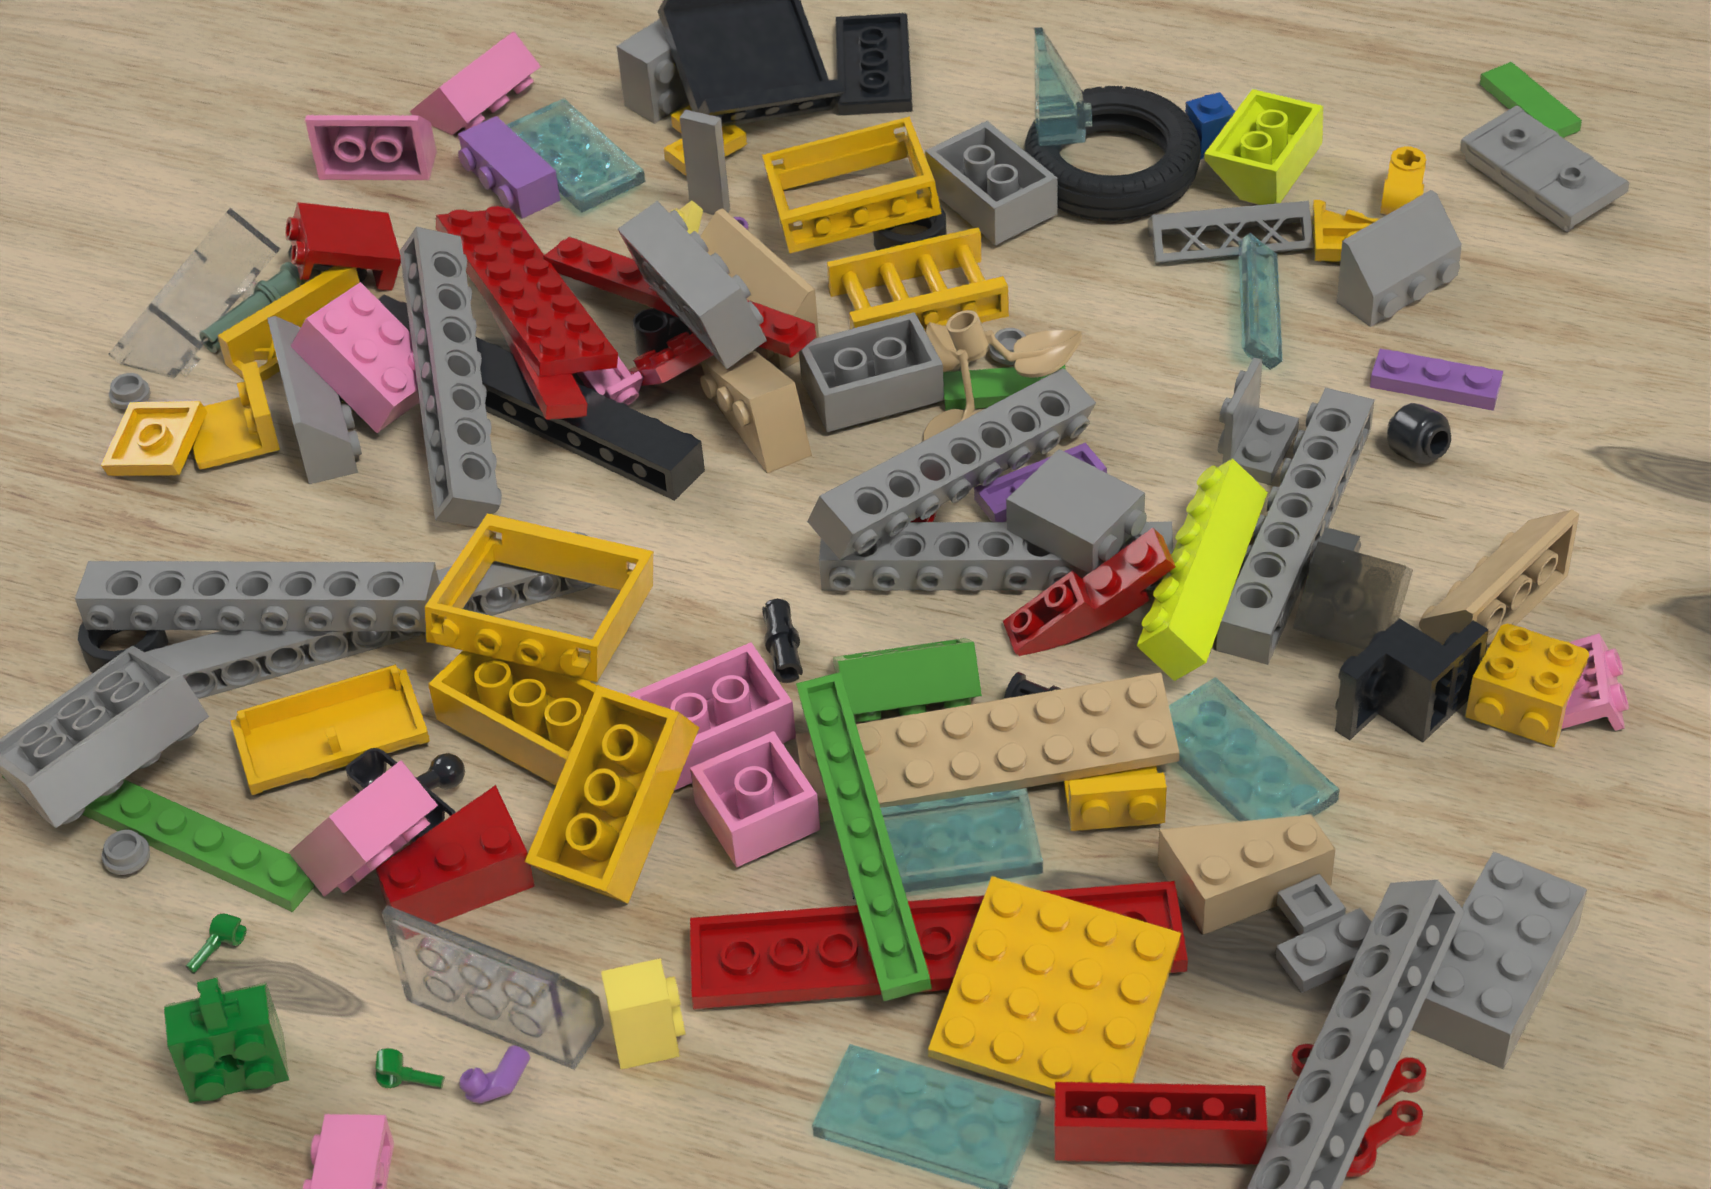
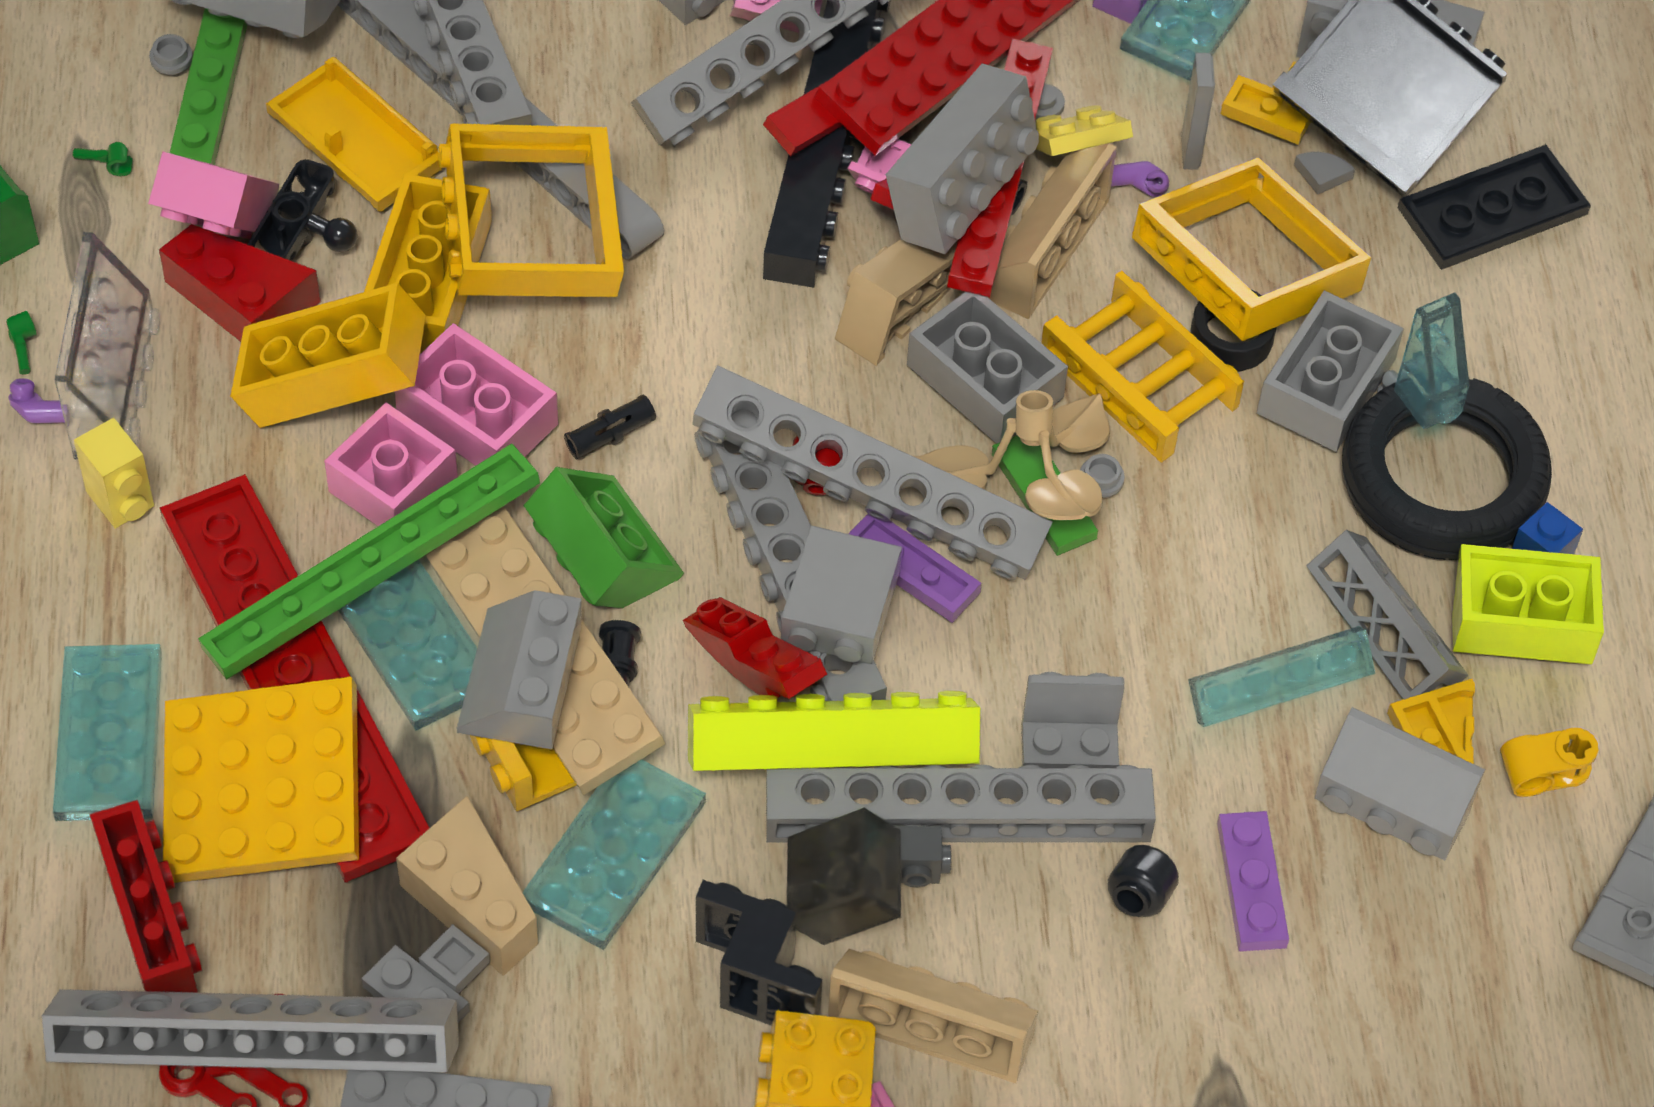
camera: 60 degrees right, 10 degrees up
(780, 137) = (1323, 170): none -> light grey tile
(1058, 735) = (522, 669): none -> light grey slope

